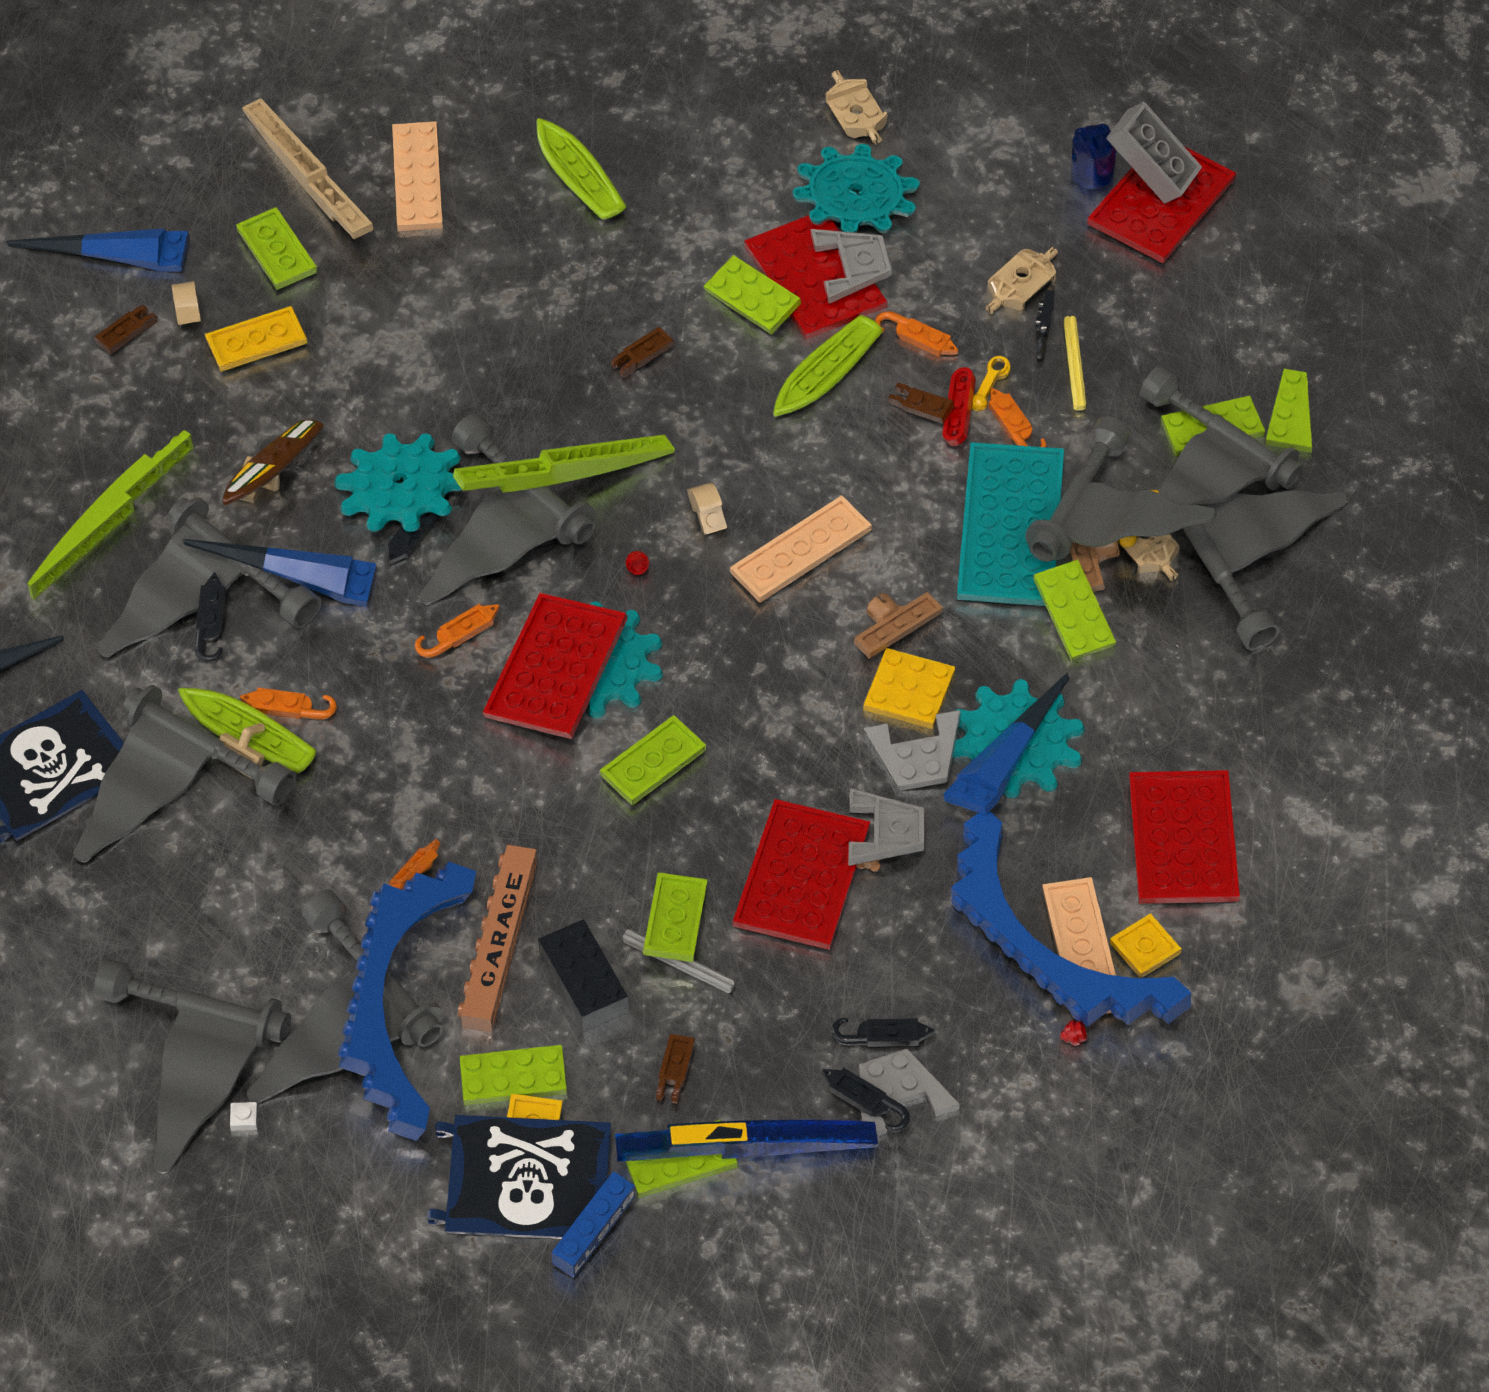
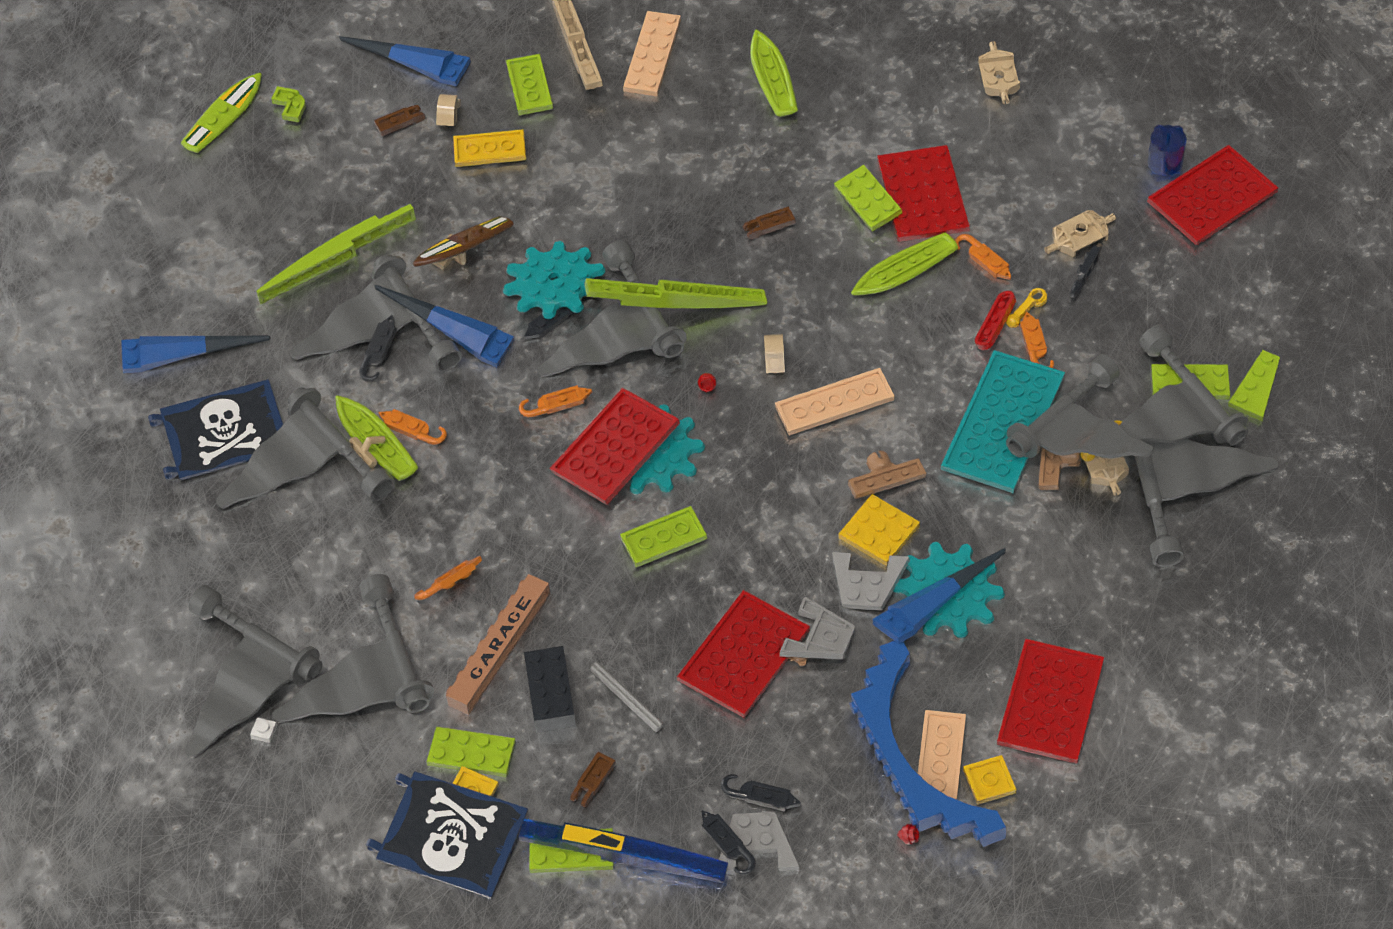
camera: 20 degrees right, 0 degrees up
(366, 1041) = (365, 699): blue arch -> none
(593, 1224) = (485, 884): blue brick -> none
(675, 917) = (634, 662): lime plate -> none
(862, 260) = (959, 192): light grey wing -> none
(878, 186) = (993, 131): teal plate -> none
(922, 403) = (967, 311): reddish brown hinge -> none
(1074, 362) = (1098, 307): light yellow axle -> none
(1074, 610) = (1027, 500): lime plate -> none
(1154, 152) = (1212, 157): light grey brick -> none

